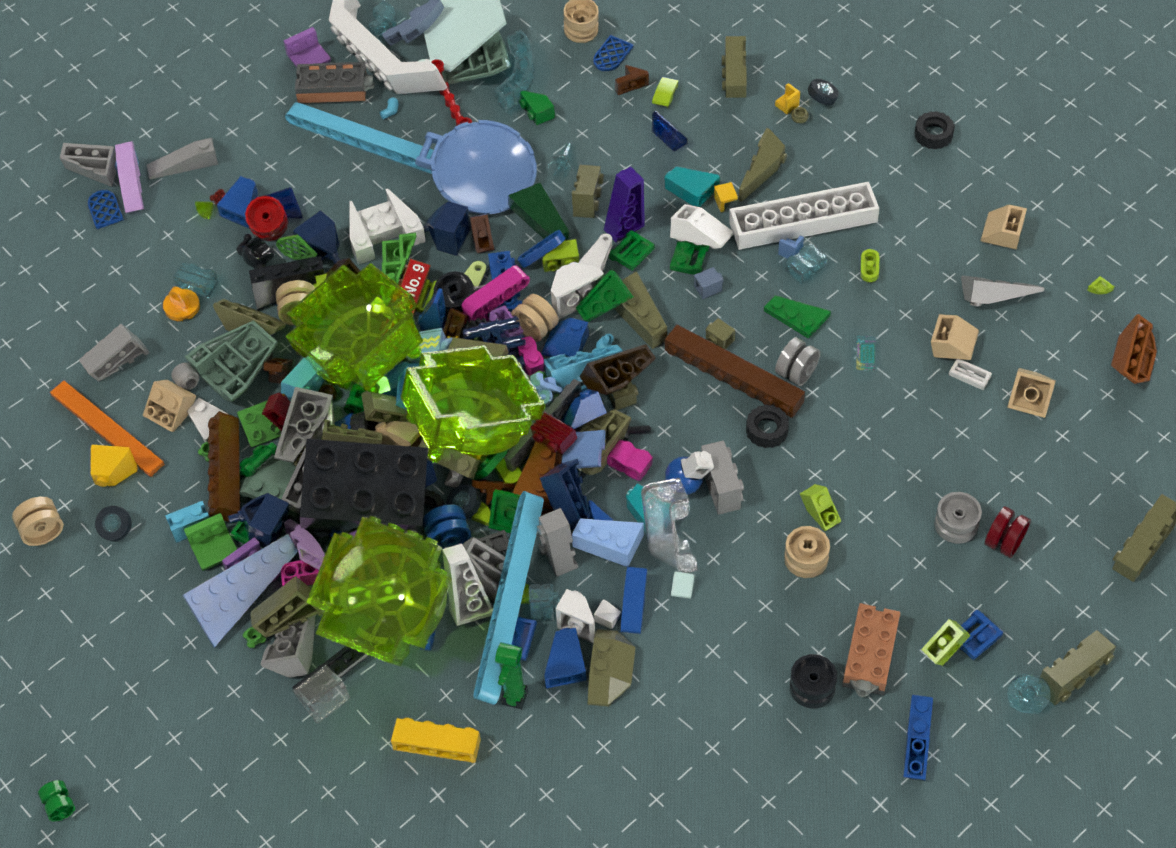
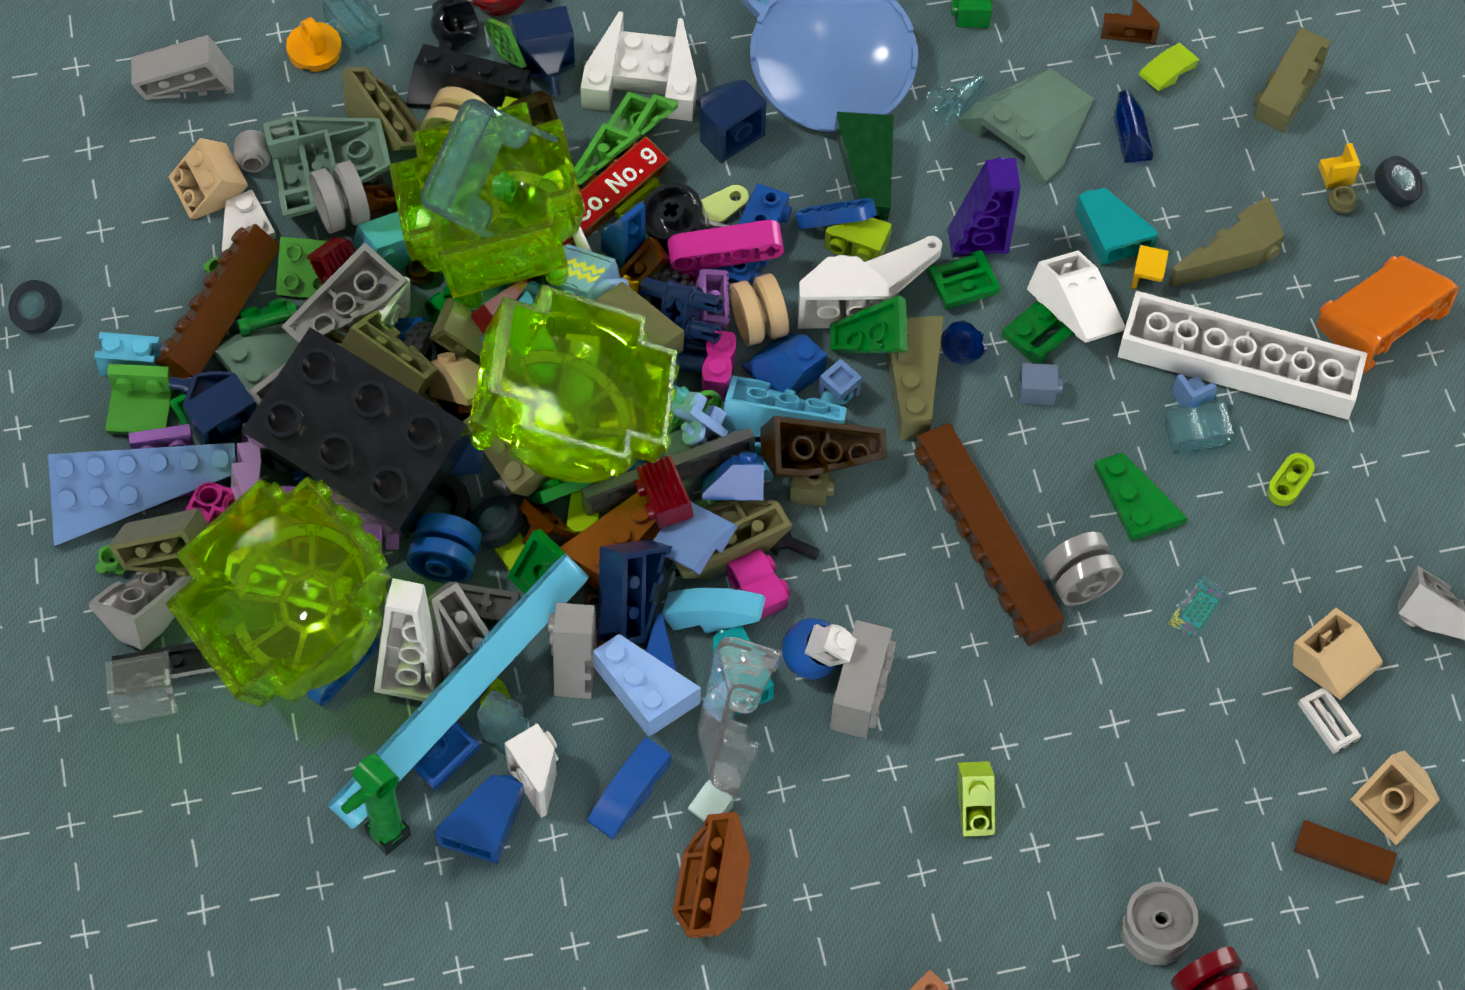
camera: 25 degrees right, 5 degrees up
(106, 427) = (112, 171): orange tile -> none
(111, 464) = (79, 225): yellow slope -> none
(262, 370) = (339, 196): none -> light grey wheel
(330, 308) = (467, 160): none -> clear light blue windscreen
(353, 319) = (504, 186): none -> bright green plate
(395, 383) = (484, 314): none -> slope
(436, 740) = (245, 833): yellow brick -> none
(481, 233) = (771, 148): reddish brown slope -> none
(587, 191) = (957, 160): olive wedge -> none
(603, 332) = (840, 380): none -> medium blue panel
(607, 614) = (582, 787): white slope -> none
(610, 667) = (536, 862): olive wedge -> none
(612, 149) = (1035, 118): none -> sand green wedge
(616, 483) = (712, 608): none -> medium azure slope
(655, 281) = (962, 343): none -> clear blue hair
(710, 621) = (712, 877): none -> dark orange wedge
(720, 333) = (1003, 469): olive brick -> none
(767, 439) = (974, 661): black tyre -> none
(807, 552) = (911, 853): tan wheel -> none
(860, 155) = (1386, 307): none -> orange windscreen
(1023, 434) = (1345, 852): none -> reddish brown tile

